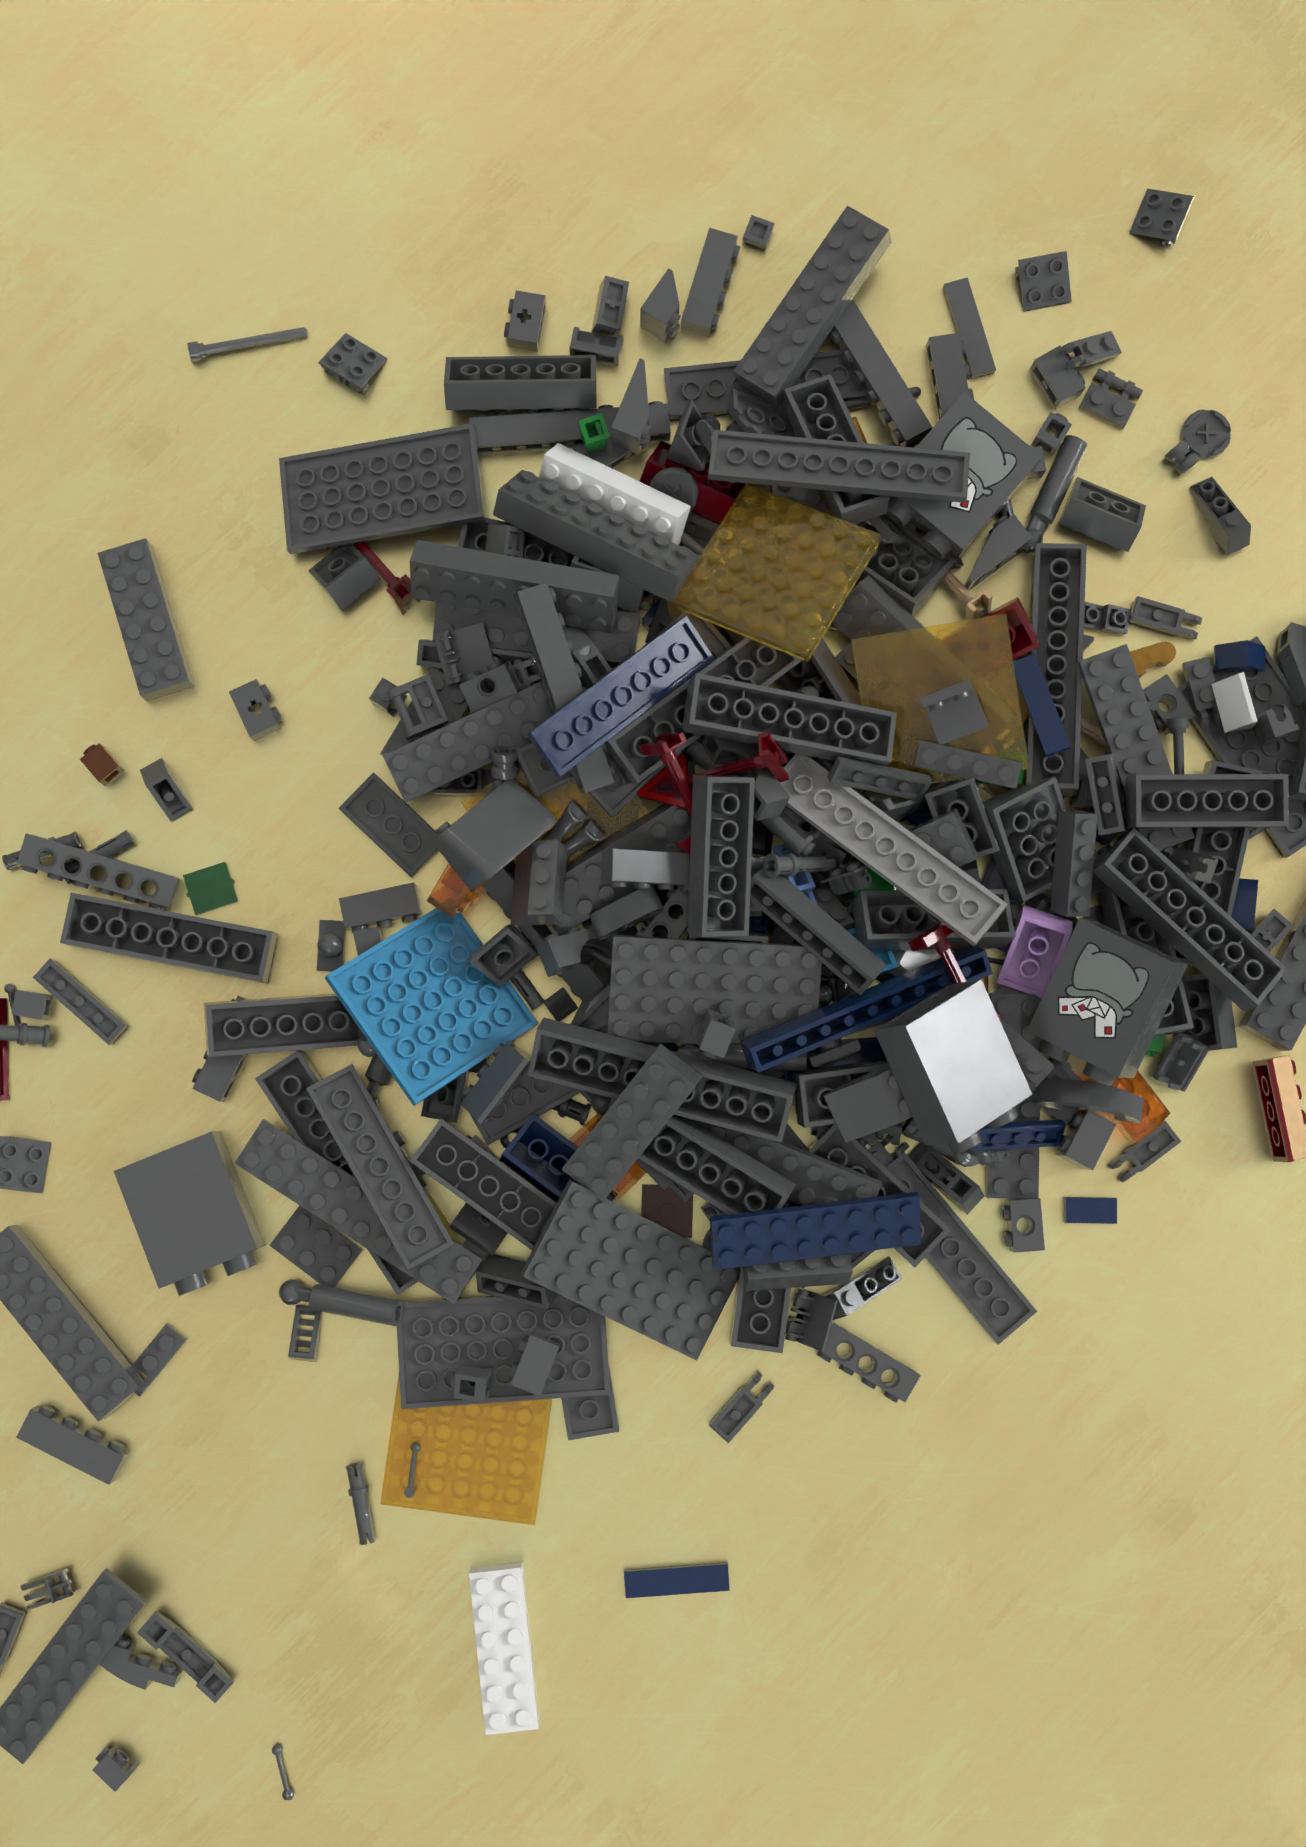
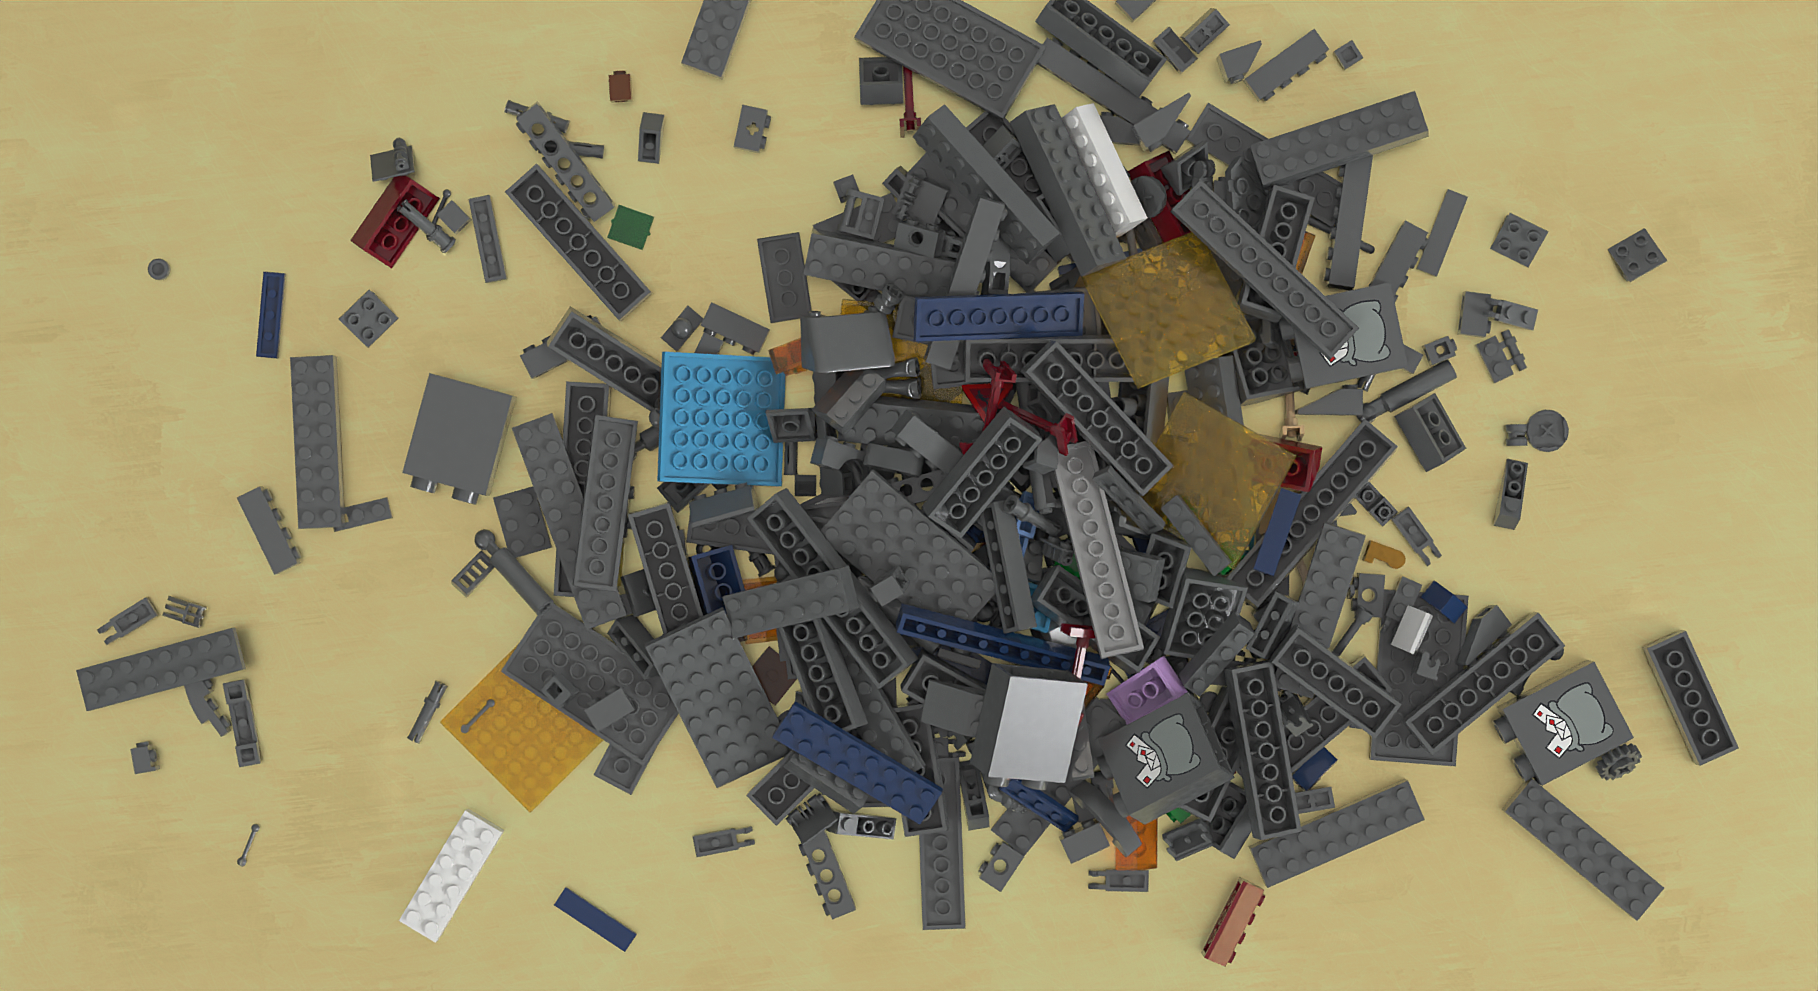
camera: 40 degrees right, 5 degrees up
(594, 432) = (1122, 116): green brick -> none
(954, 711) = (1212, 493): dark grey bracket -> none
(1090, 1210) = (1053, 890): dark blue tile -> none

